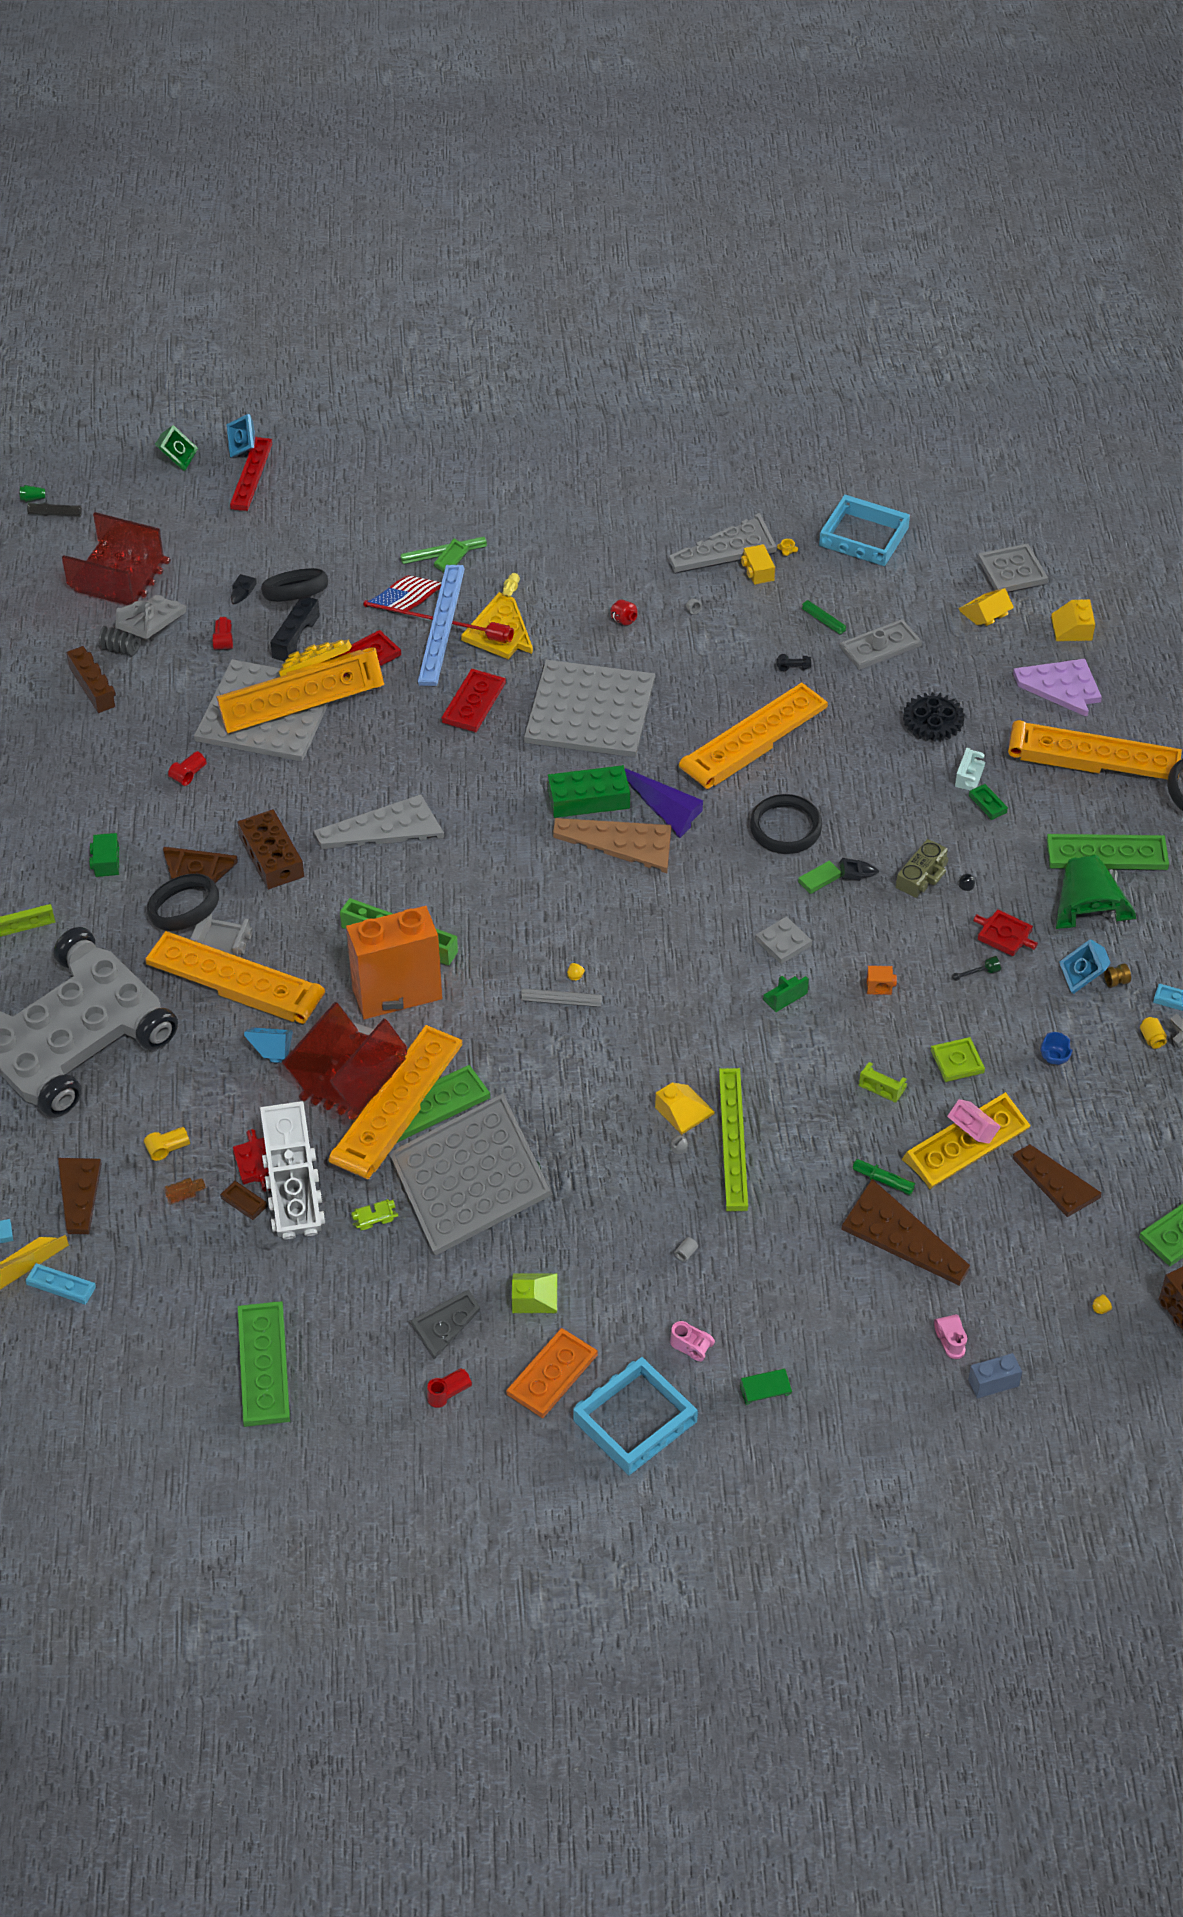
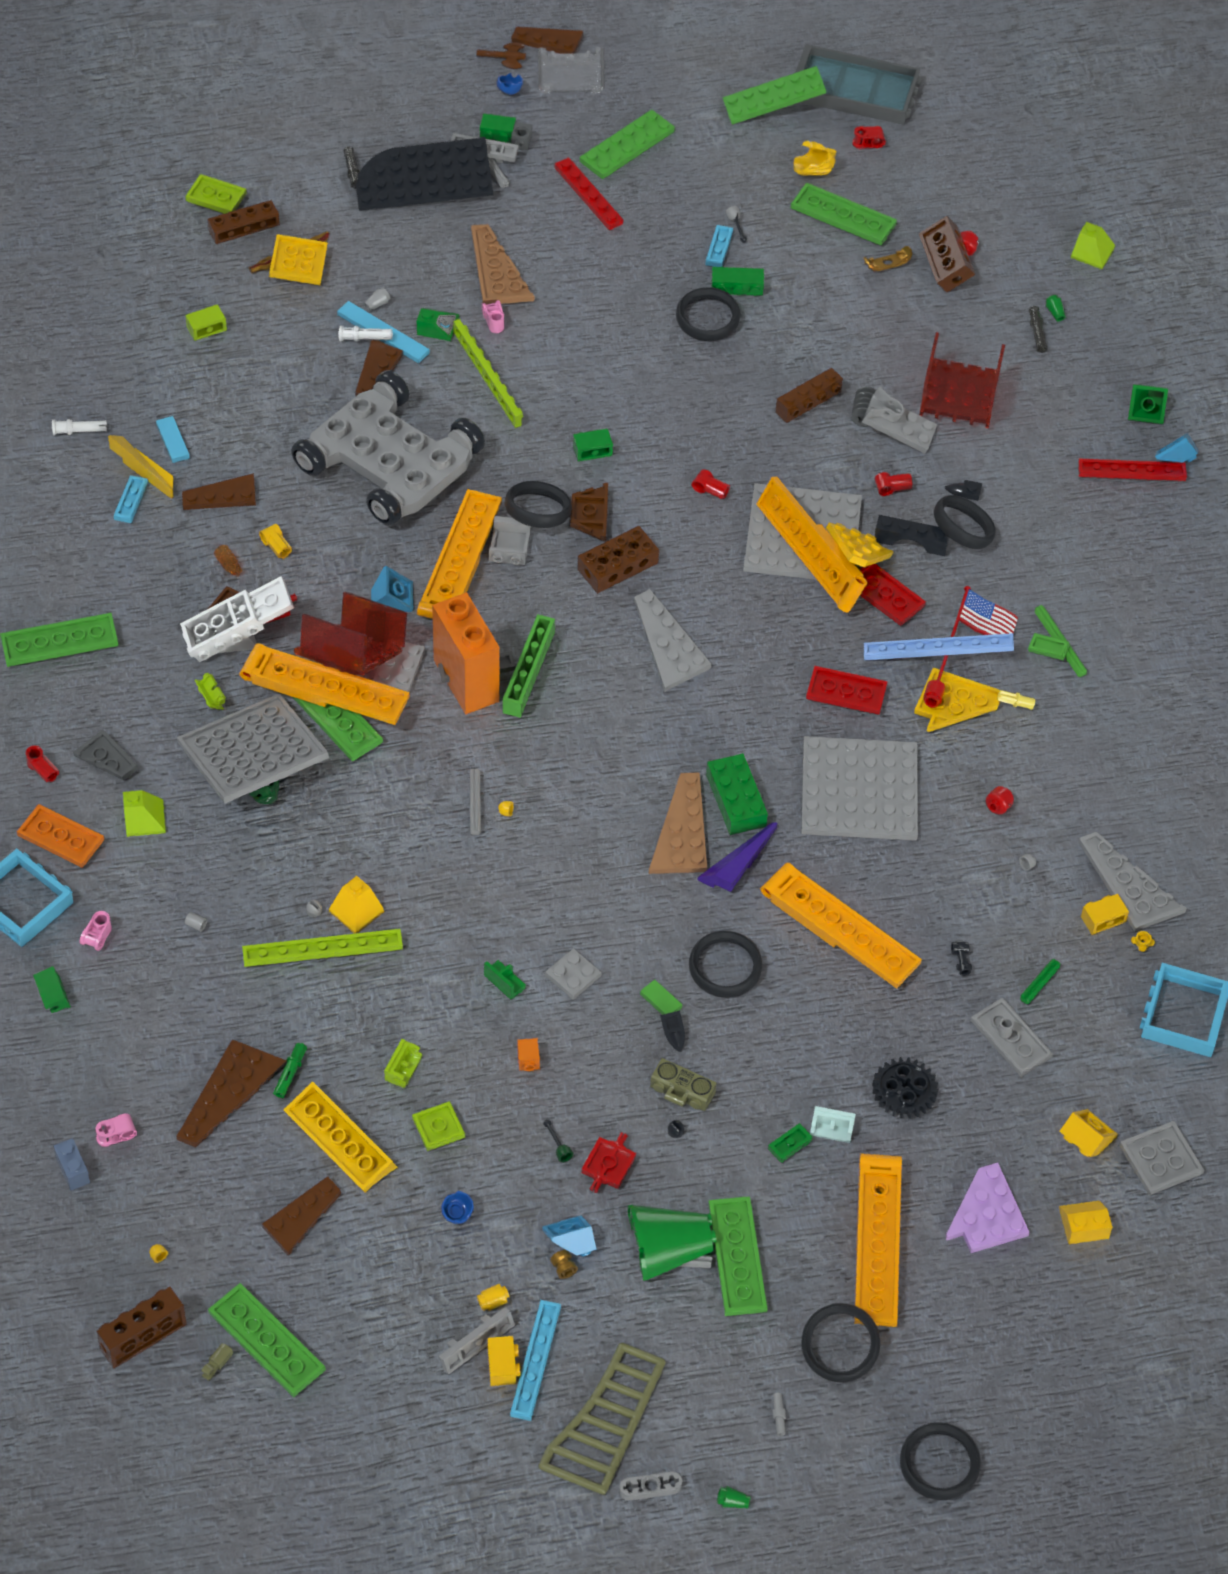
camera: 80 degrees right, 5 degrees up
(974, 1121) = (349, 1132): bright pink panel -> none

